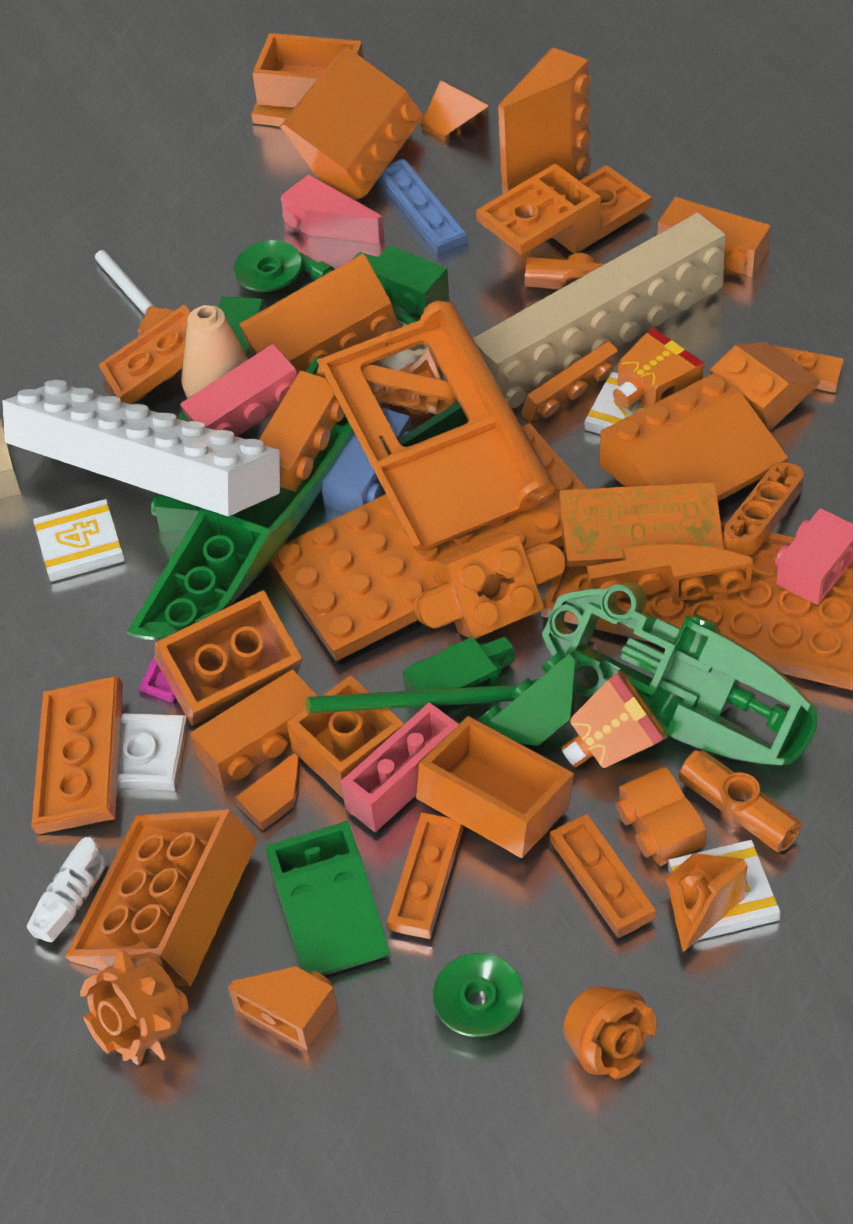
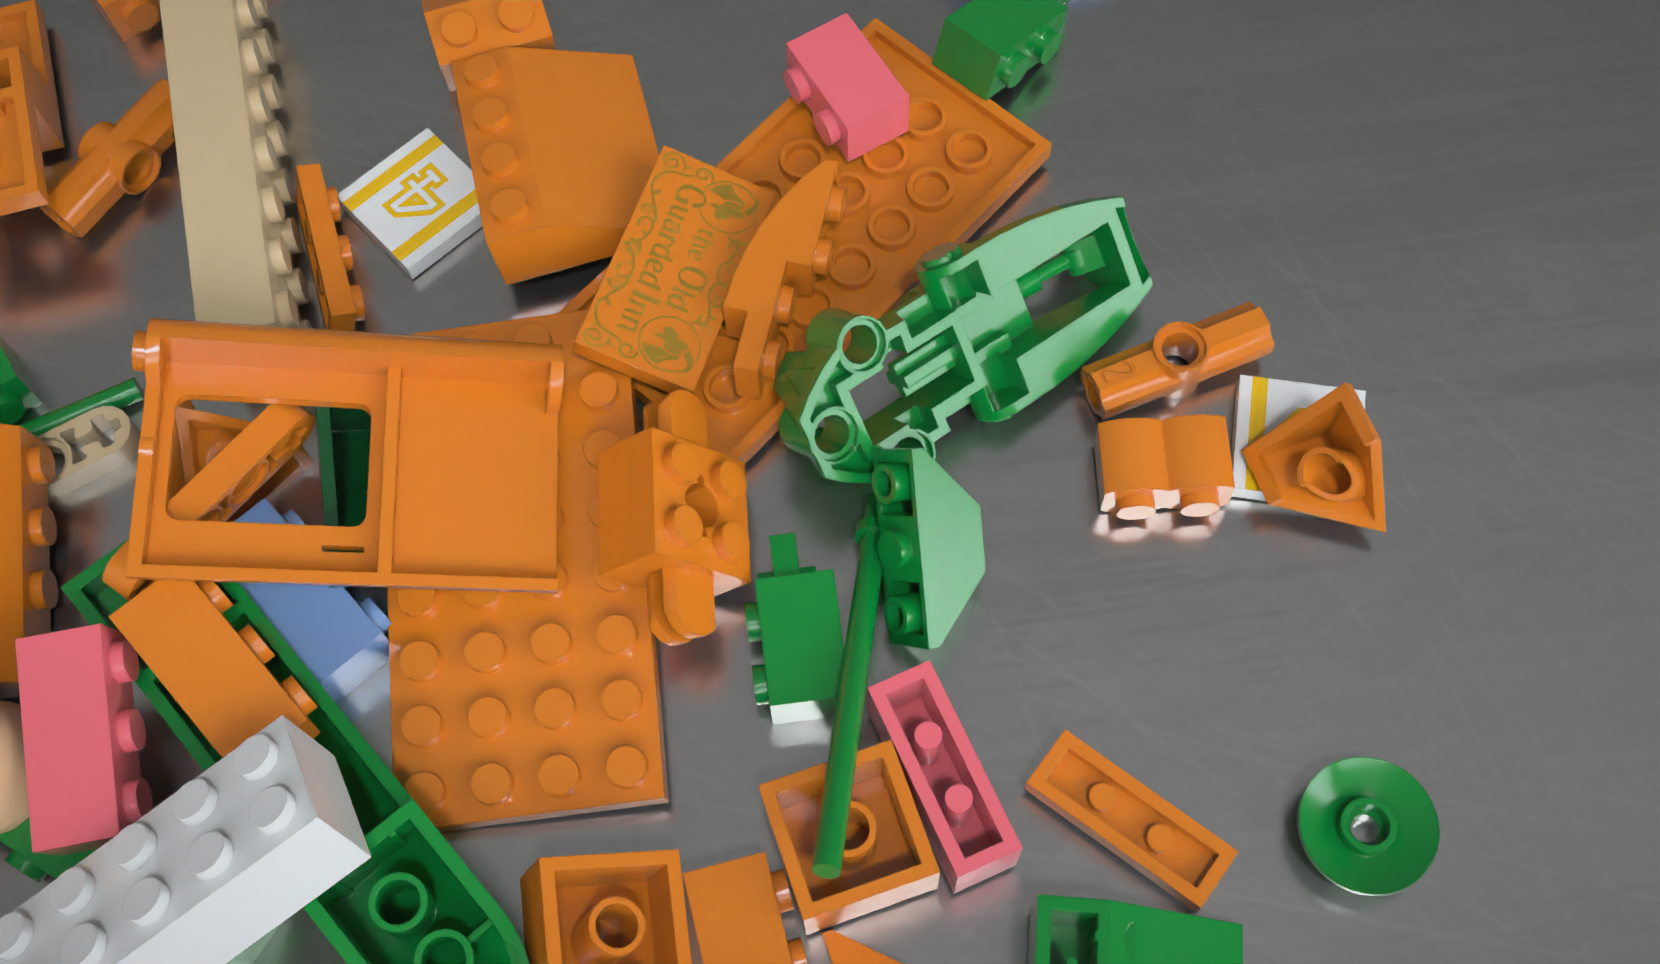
camera: 70 degrees left, 15 degrees up
(494, 786) = (1045, 657): orange piece -> none
(602, 875) = (1224, 580): orange plate -> none
(608, 1030) = (1498, 674): orange cone -> none
(613, 725) = (1008, 456): orange torso -> none
(655, 370) = (393, 135): orange torso -> none
(758, 506) = (708, 121): orange beam -> none

